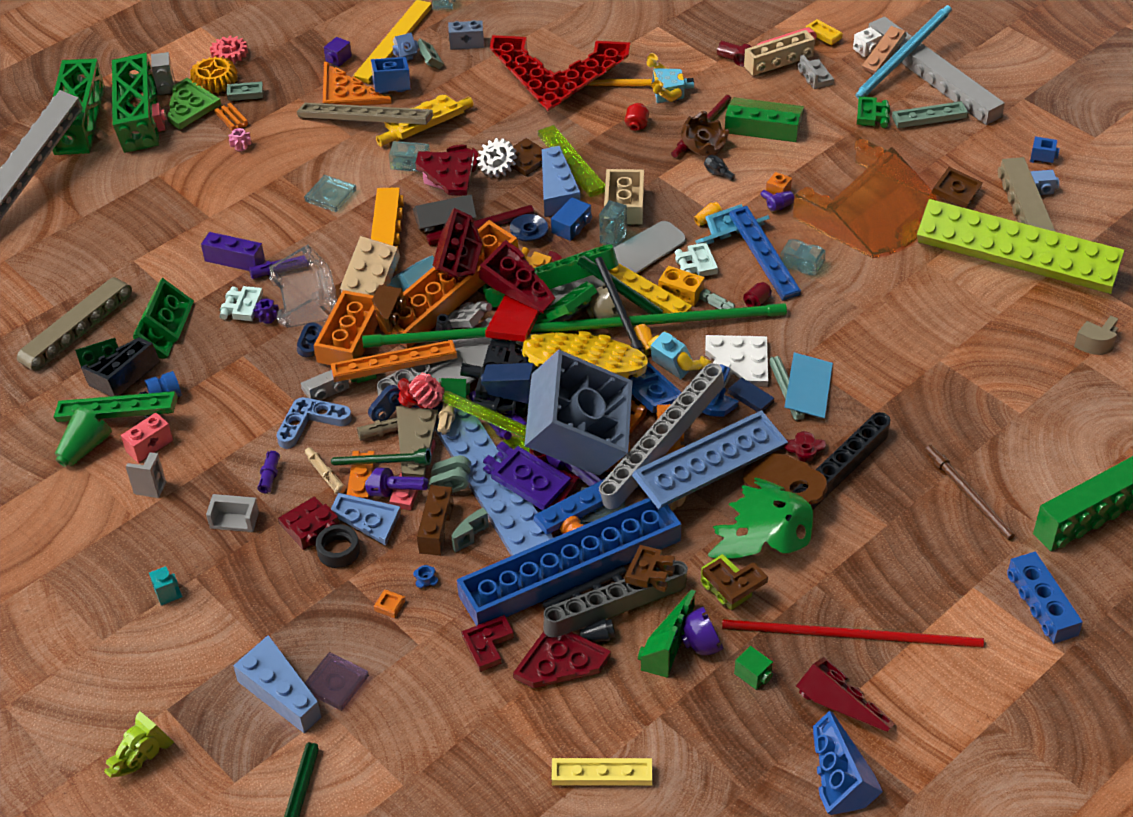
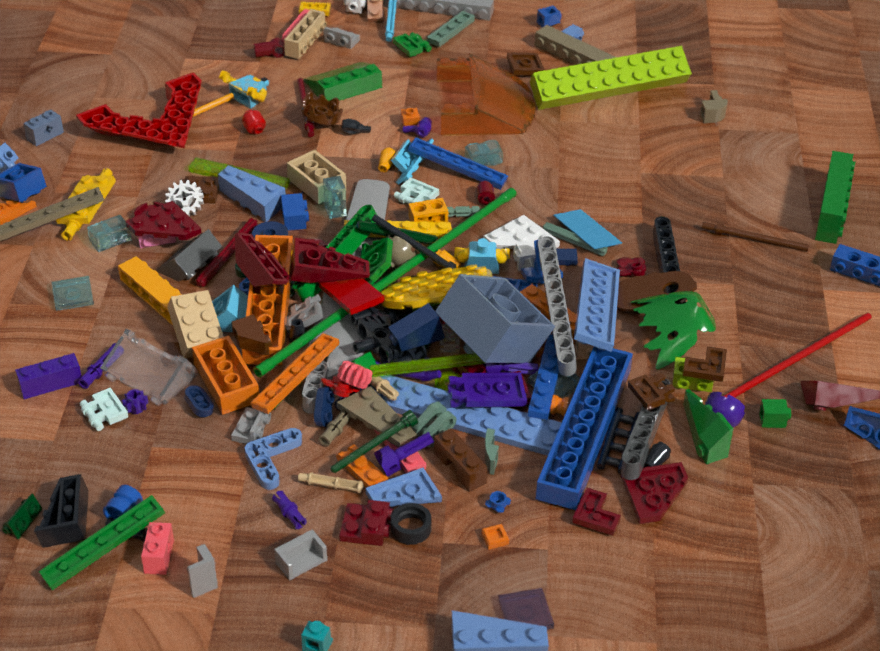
camera: 45 degrees left, 5 degrees down
(81, 437) = (100, 581): green cone -> none
(164, 317) = (50, 454): green slope -> none
(430, 54) = (33, 157): sand green plate -> none
(602, 771) = (768, 538): light yellow plate -> none

